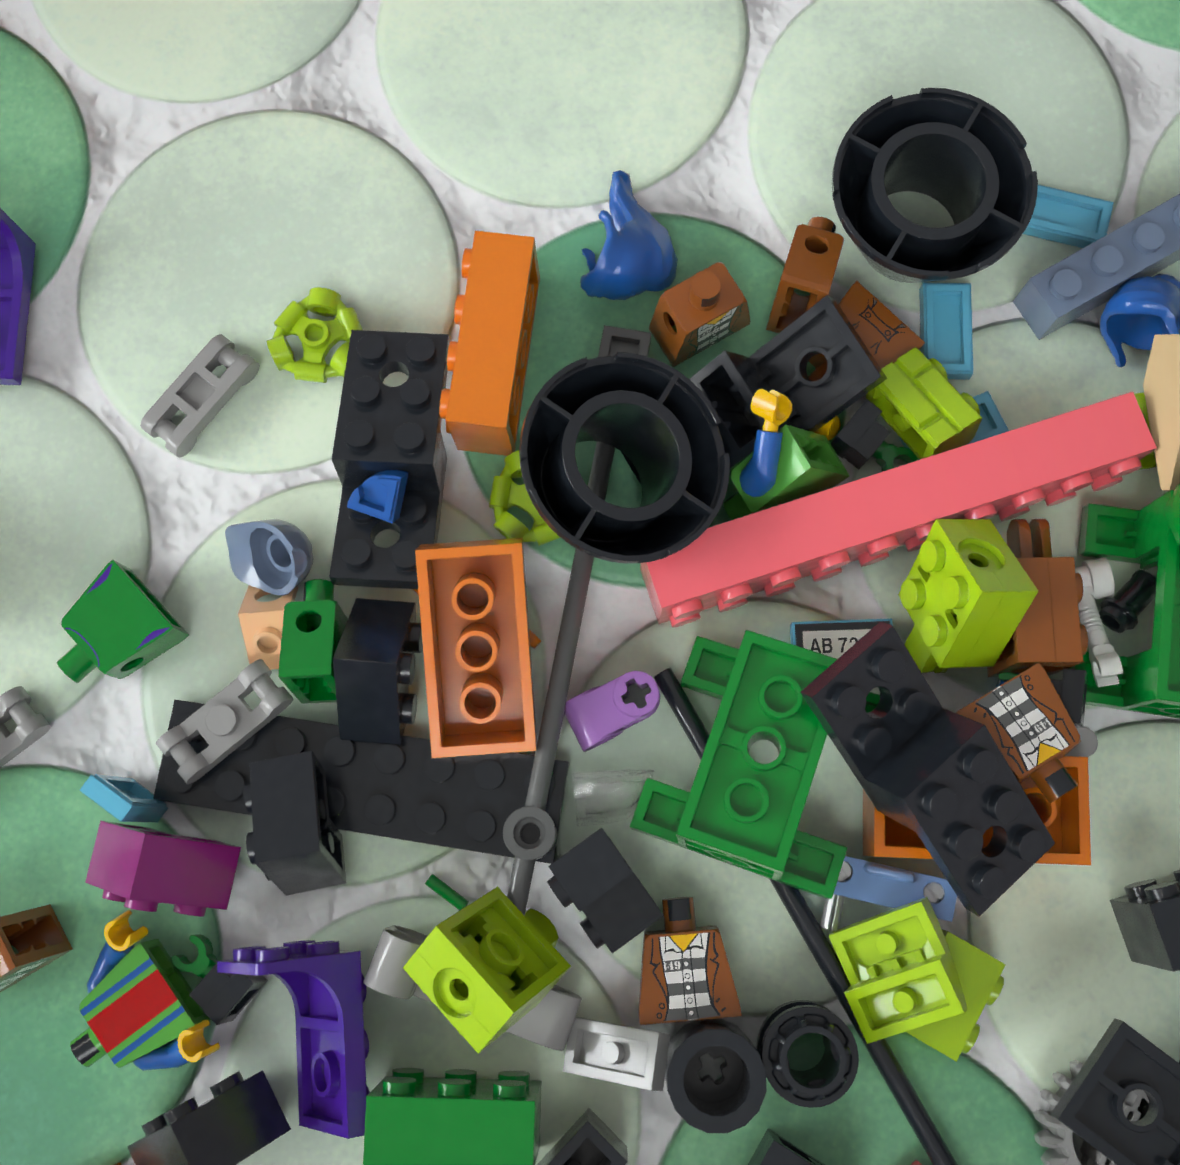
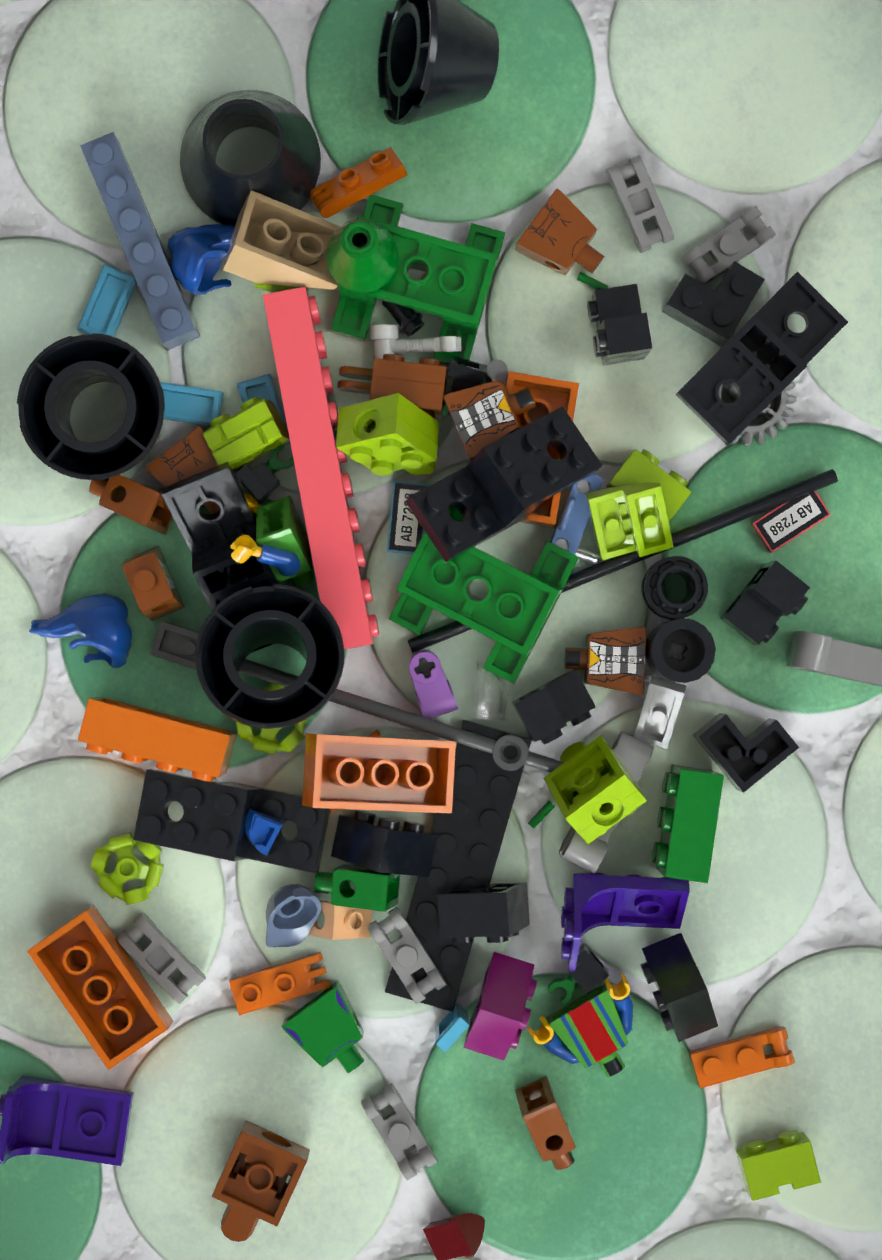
camera: 90 degrees left, 10 degrees up
(151, 318) = (100, 987): none -> orange brick
(177, 554) = (278, 984): none -> orange hinge

